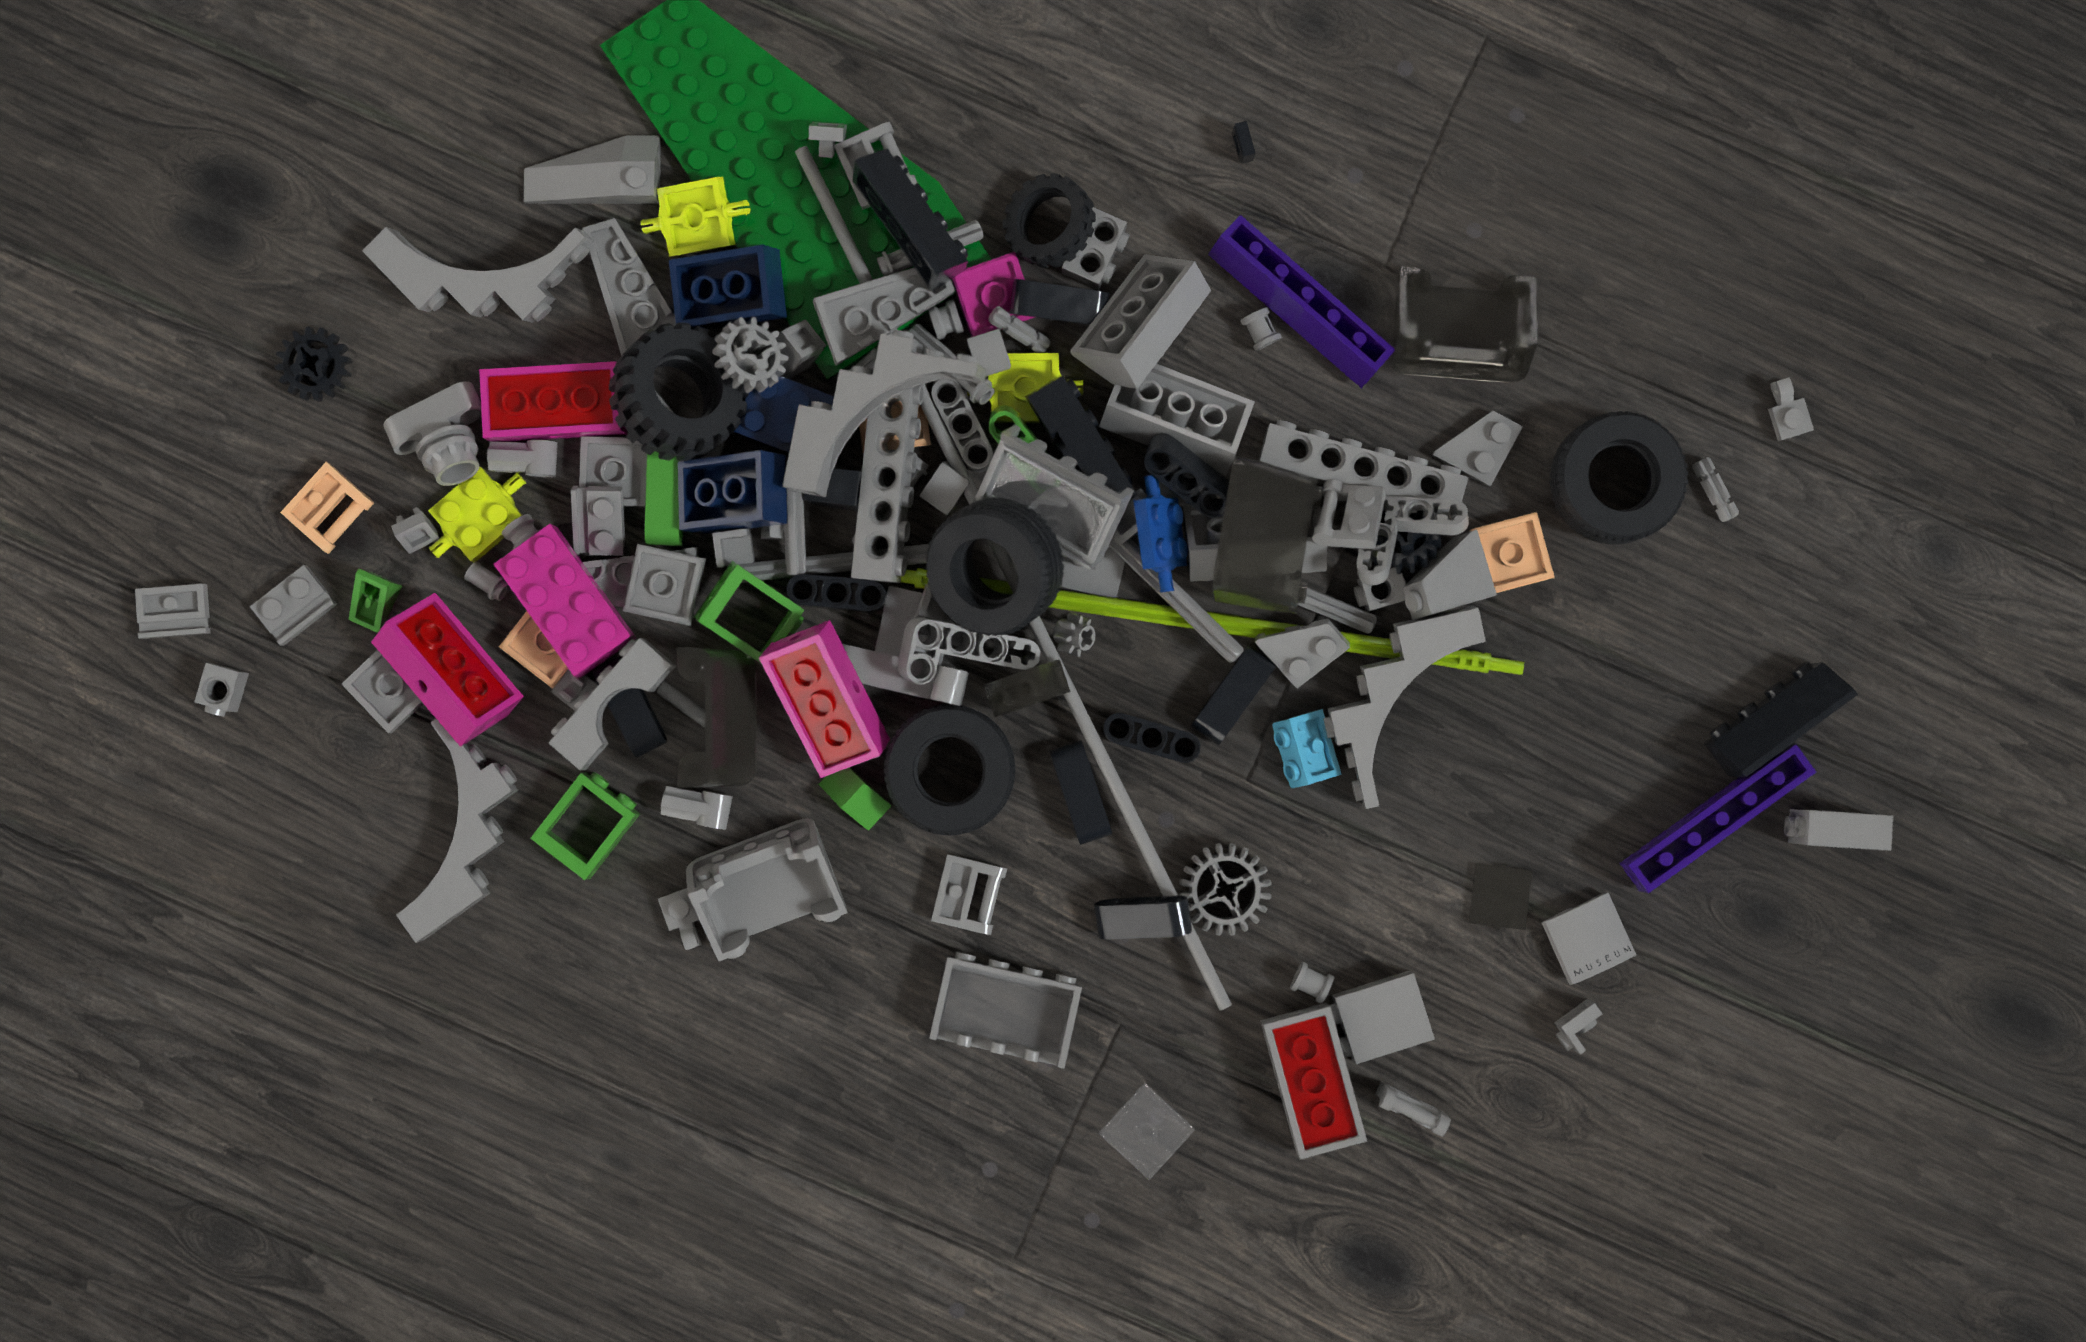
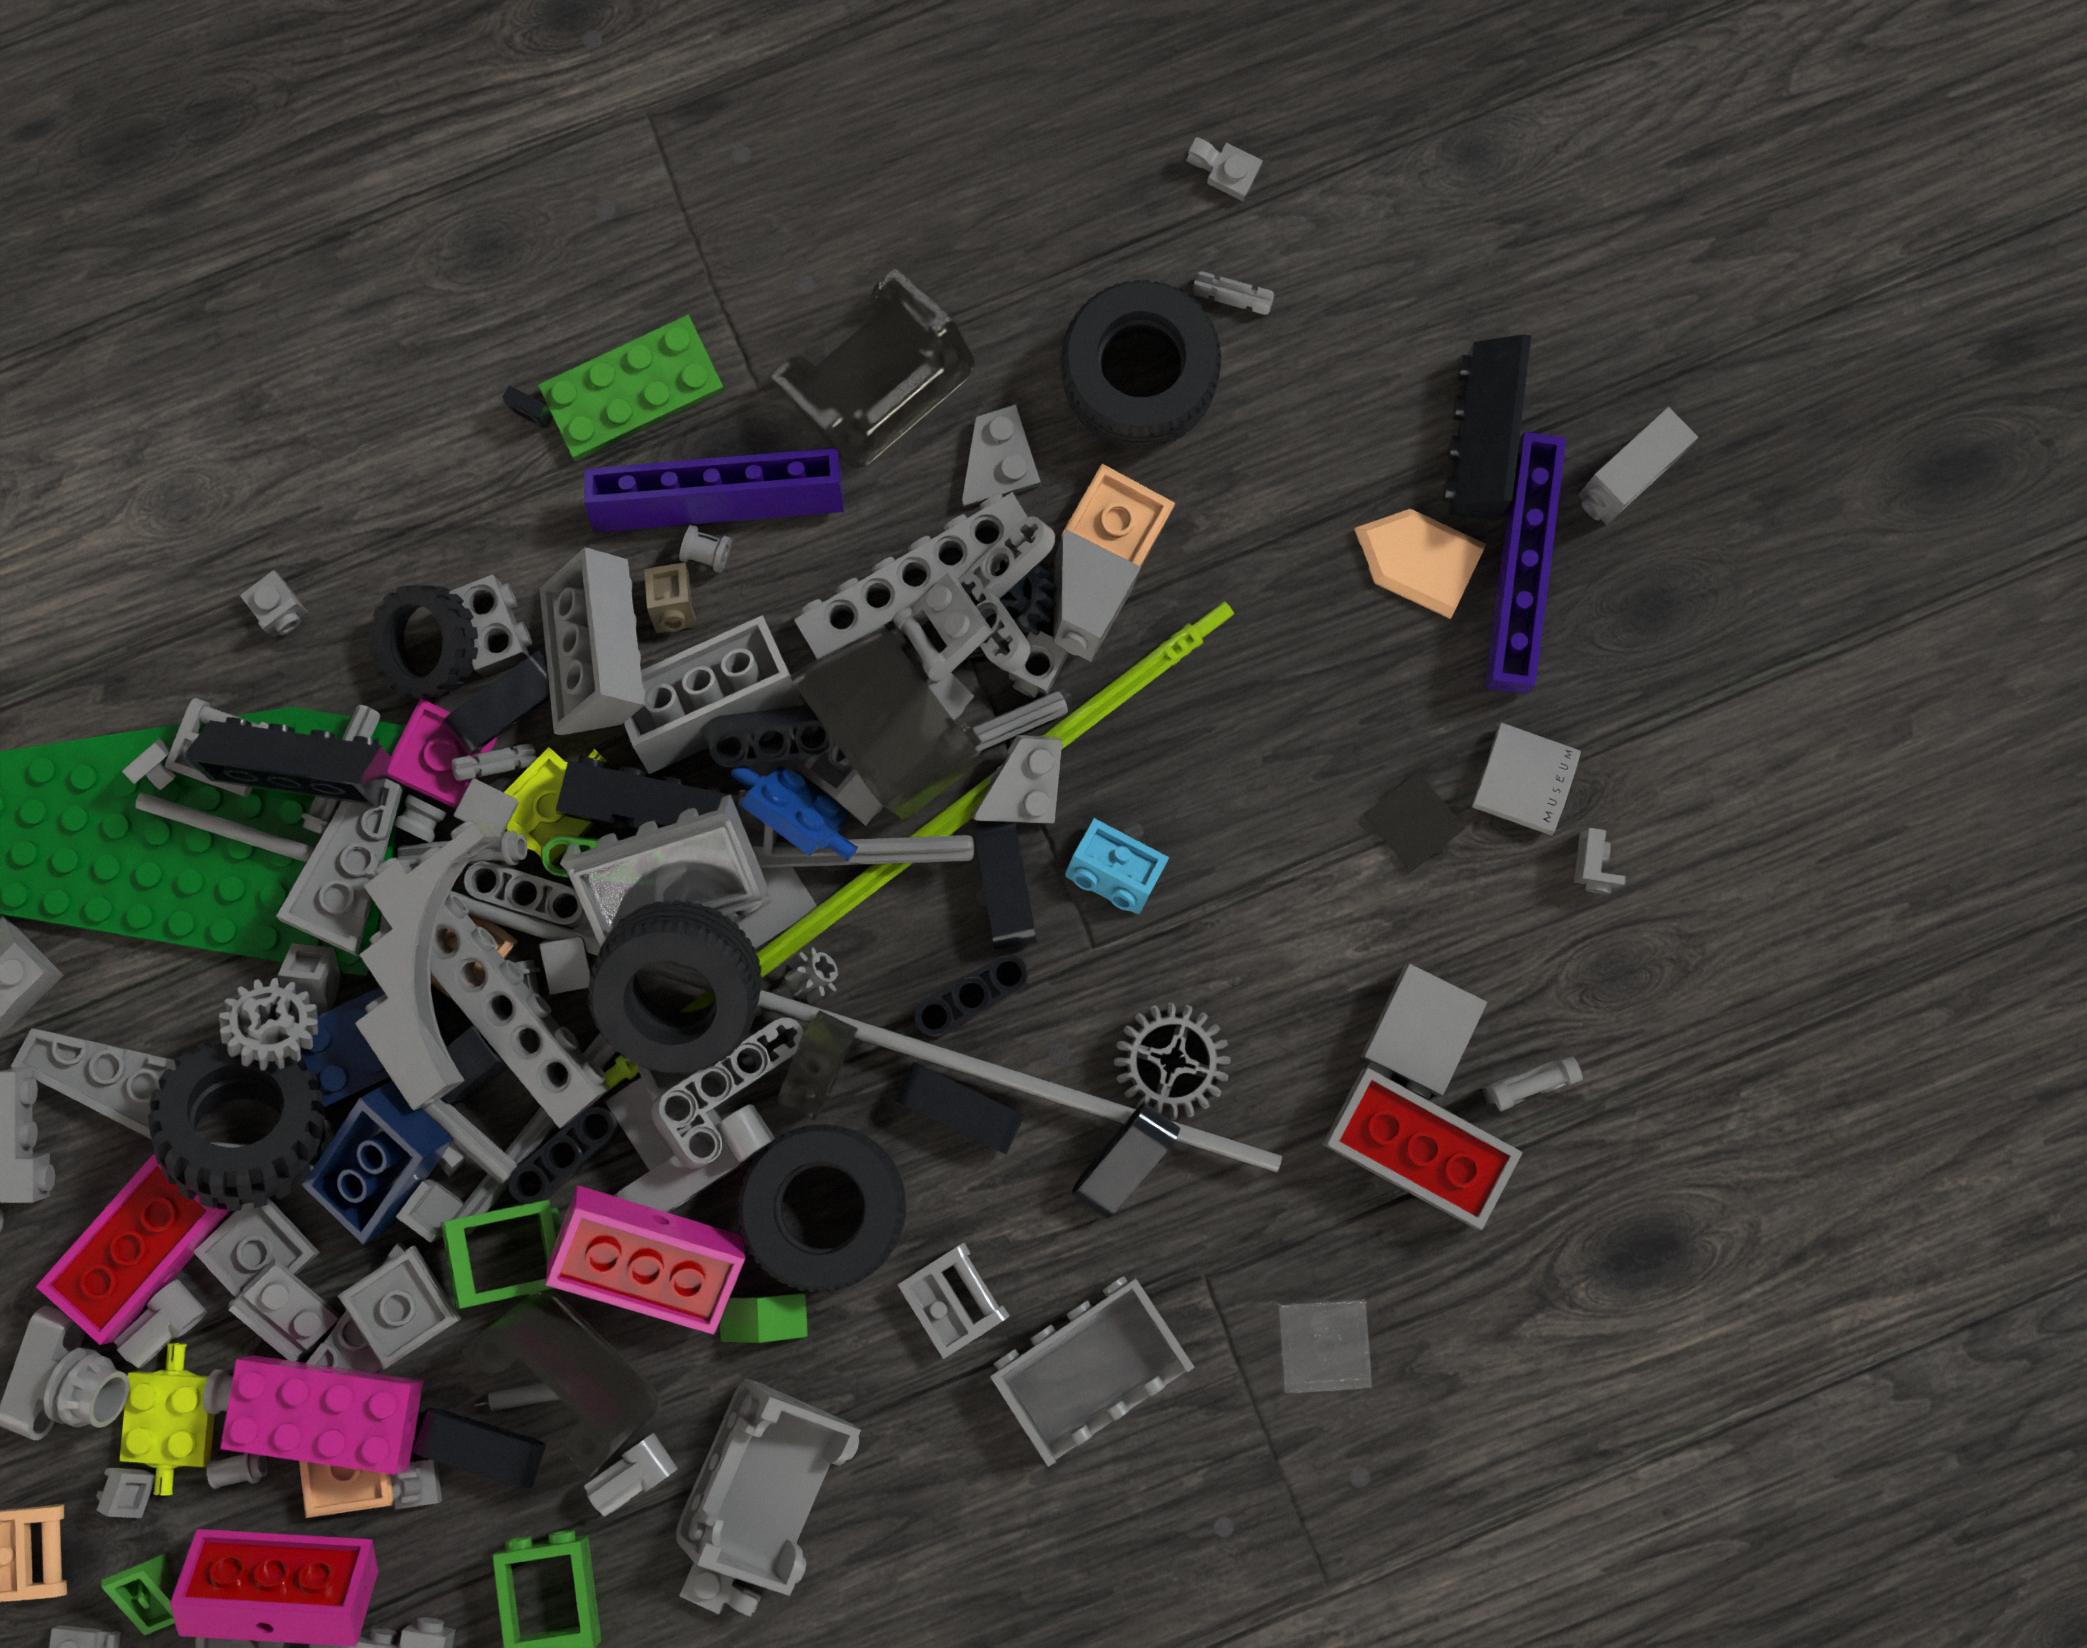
camera: 45 degrees left, 5 degrees down
(582, 735) = (458, 1519): light grey arch -> none
(662, 502) = (324, 1235): bright green beam -> none
(695, 216) = (103, 953): neon yellow plate -> none
(727, 286) = (189, 980): dark blue brick -> none
(985, 110) = (274, 605): none -> light grey bracket
(1212, 336) = (669, 598): none -> dark tan bracket
(1312, 982) = (1331, 1064): light grey bush -> none
(1314, 191) = (631, 388): none -> bright green plate
(1419, 645) = (1120, 677): light grey arch -> none
(1660, 752) = (1420, 559): none -> light nougat tile

